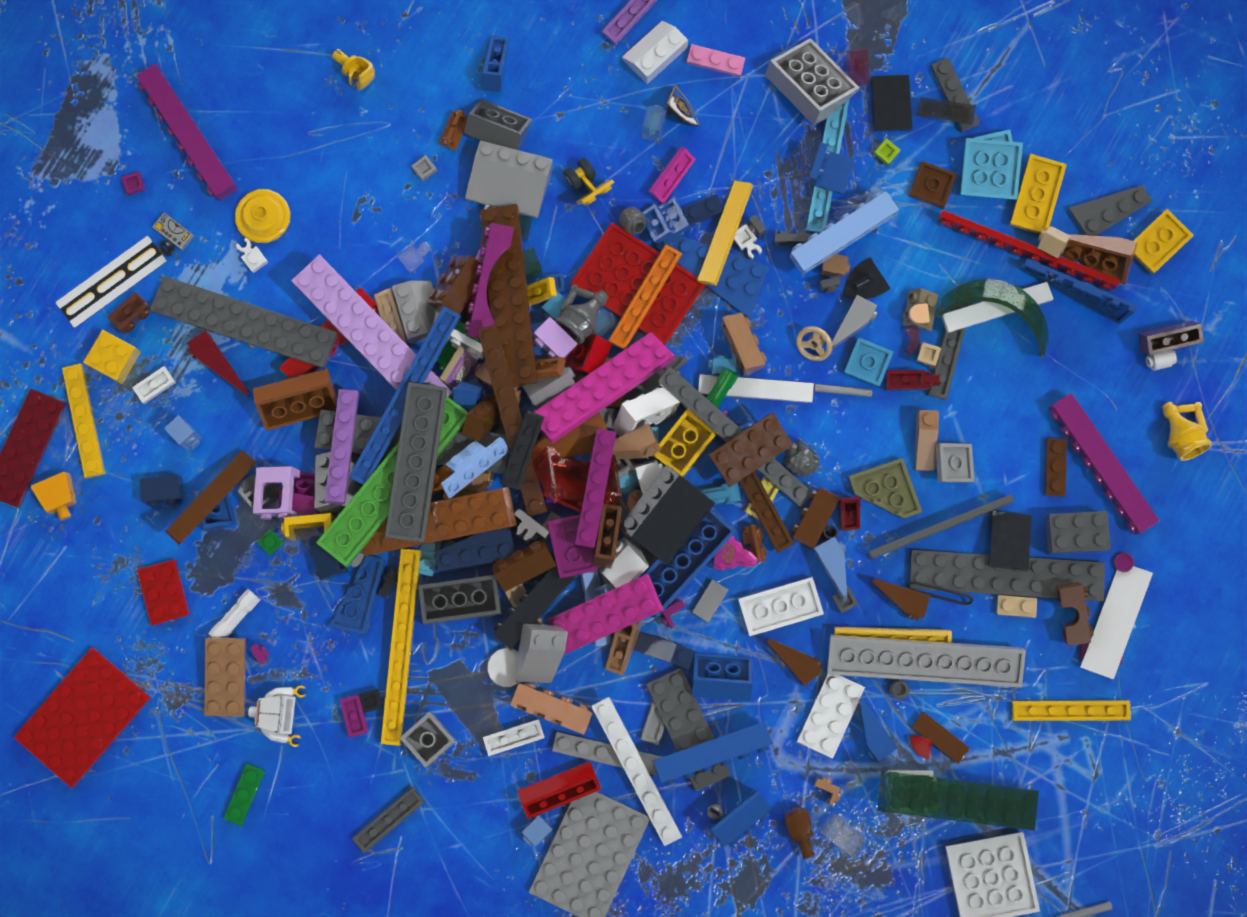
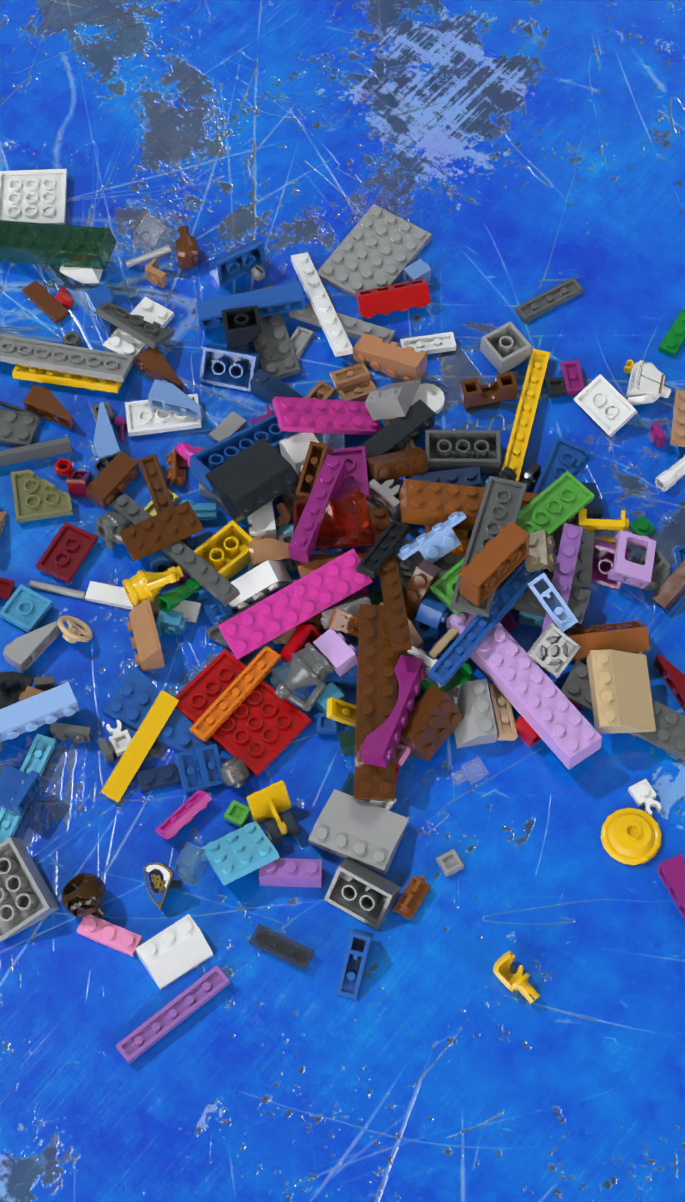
camera: 170 degrees left, 20 degrees down
(277, 335) = (620, 692): none -> tan slope
(316, 681) = (605, 405): none -> white plate
(344, 367) = (553, 648): none -> light grey piece
(350, 412) = (552, 602): none -> light blue slope
(366, 464) = (540, 552): none -> dark tan bracket
(406, 423) = (493, 563): none -> dark orange brick
(409, 569) = (508, 474): none -> black plate
(441, 682) = (501, 389): none -> reddish brown arch
(562, 68) = (281, 947): none -> clear smoke plate
(564, 133) = (292, 873): none -> medium lavender brick
(586, 675) = (353, 382): none -> medium nougat slope
(612, 140) = (240, 852): none -> medium azure plate
(623, 184) = (237, 813): none -> bright green plate
(715, 716) = (241, 326): none -> black slope
(744, 81) = (84, 895): none -> dark brown piece
(752, 392) = (149, 584): none -> yellow piece
(777, 619) = (170, 398): none -> medium blue slope
(822, 592) = (120, 422): none -> magenta hand
(824, 703) = (135, 325): none -> dark grey wing
(838, 808) = (153, 254): none -> light grey bar
(842, 430) = (67, 552): none -> dark red plate
(876, 529) = (61, 463): none -> red plate

